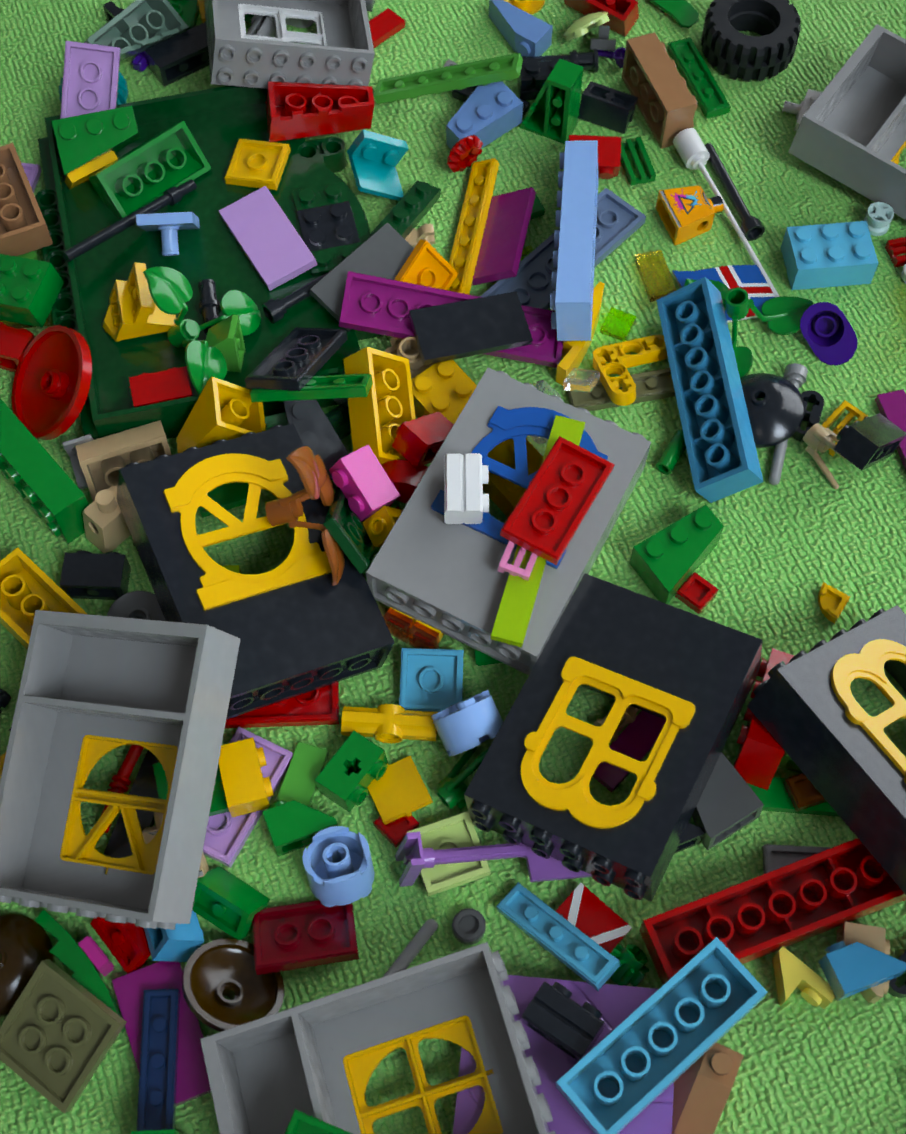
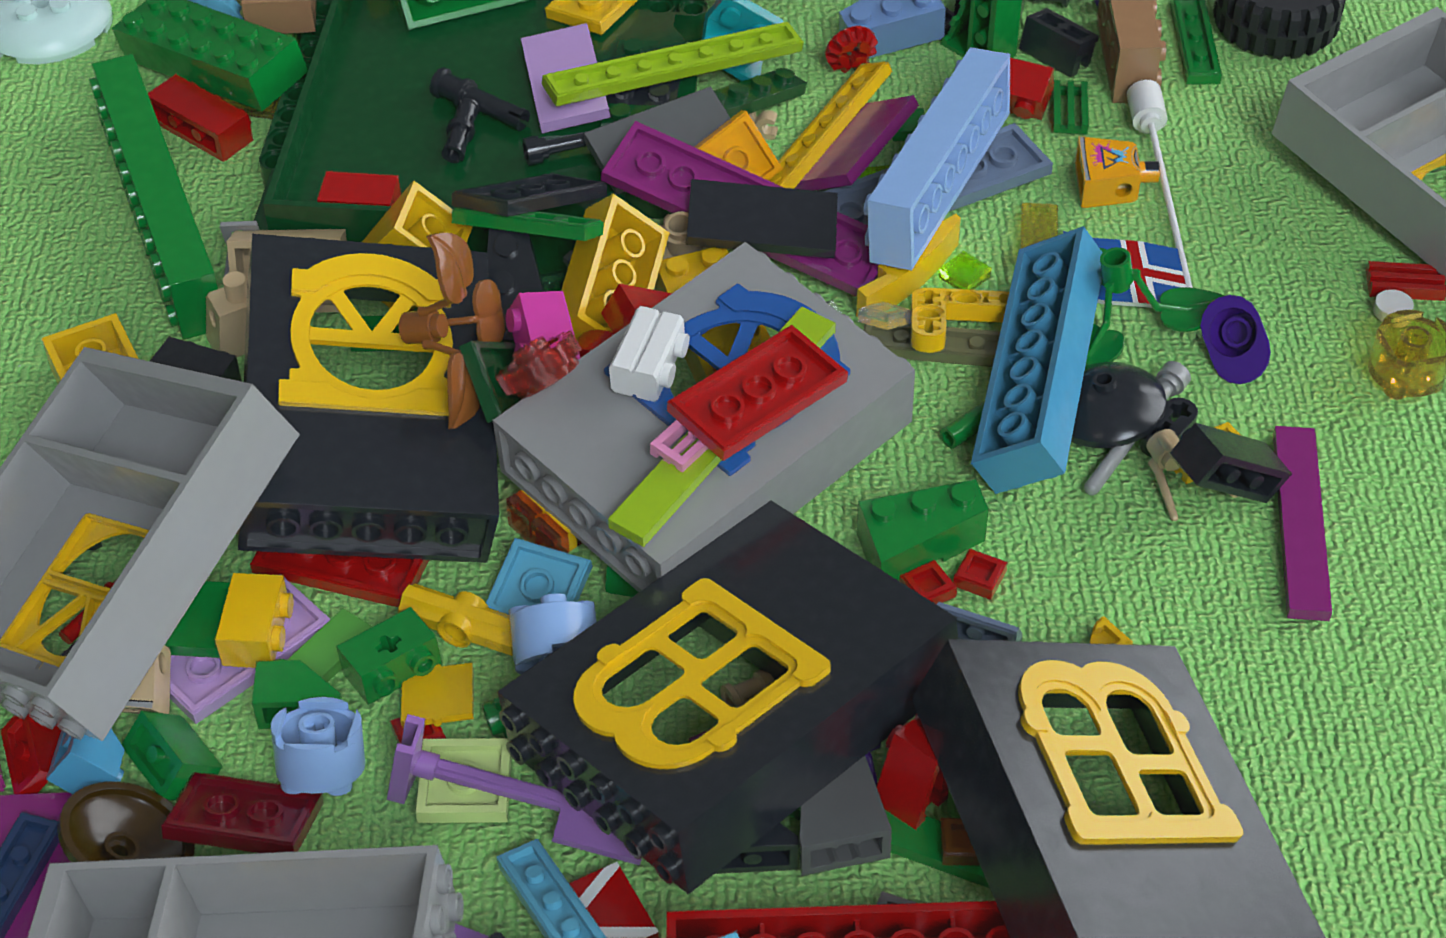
camera: 20 degrees right, 15 degrees down
(52, 382) = (240, 162): red dish -> none
(133, 309) = (377, 111): yellow piece -> none
(168, 225) = (451, 34): light blue tile -> none
(170, 197) = (472, 13): black bar -> none
(170, 293) = (407, 87): green plant -> none
(199, 271) = (454, 88): none -> black pin
(229, 339) = (455, 166): bright green slope -> none
(343, 206) = (671, 63): none -> lime tile
(384, 518) = (539, 365): none -> clear red gear
(468, 926) = (462, 868): dark grey tile -> none
(727, 572) = (980, 574): none -> red tile
(746, 619) = (978, 627): none -> sand blue slope
(750, 226) = (1188, 206): black piece -> none
(829, 255) = (1278, 257): medium azure brick -> none
(879, 218) = (1366, 234): light aqua wheel -> none

